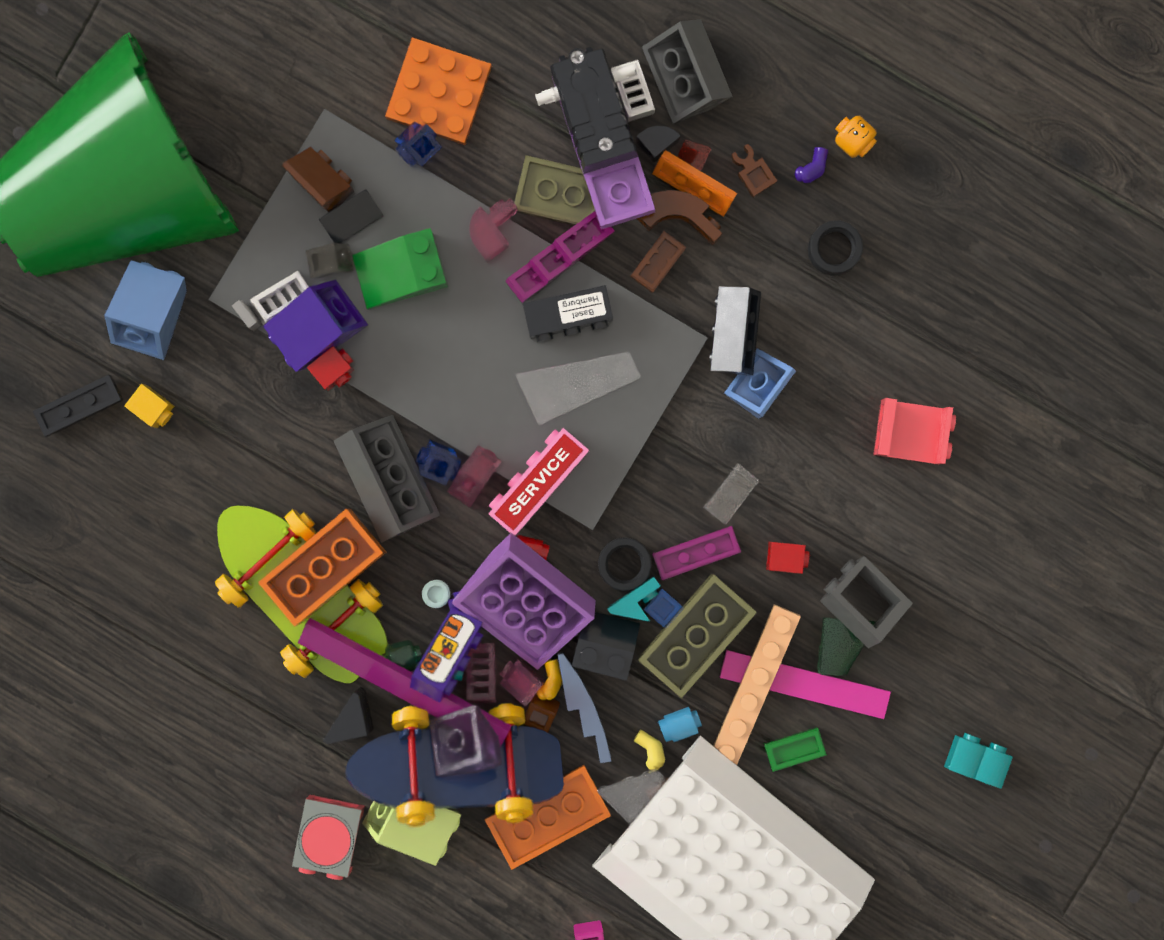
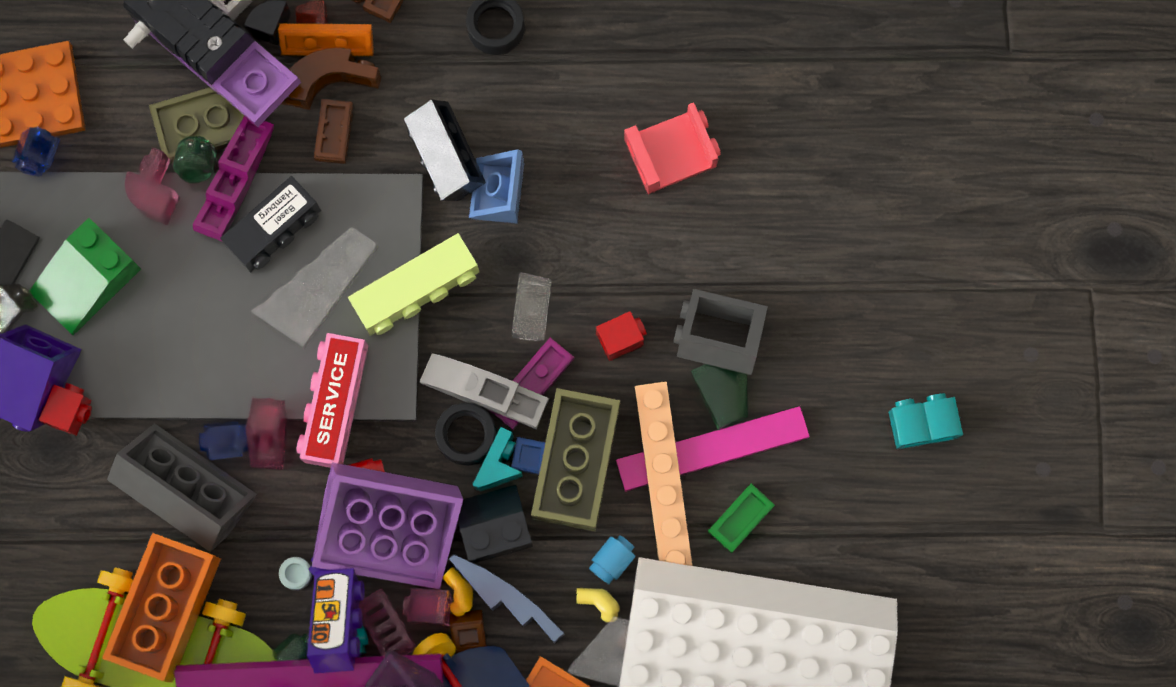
camera: 30 degrees left, 10 degrees down
(537, 225) = (195, 159): none -> clear green head
(650, 426) = (414, 284): none -> yellowish green brick
(657, 539) = (484, 389): none -> light grey slope

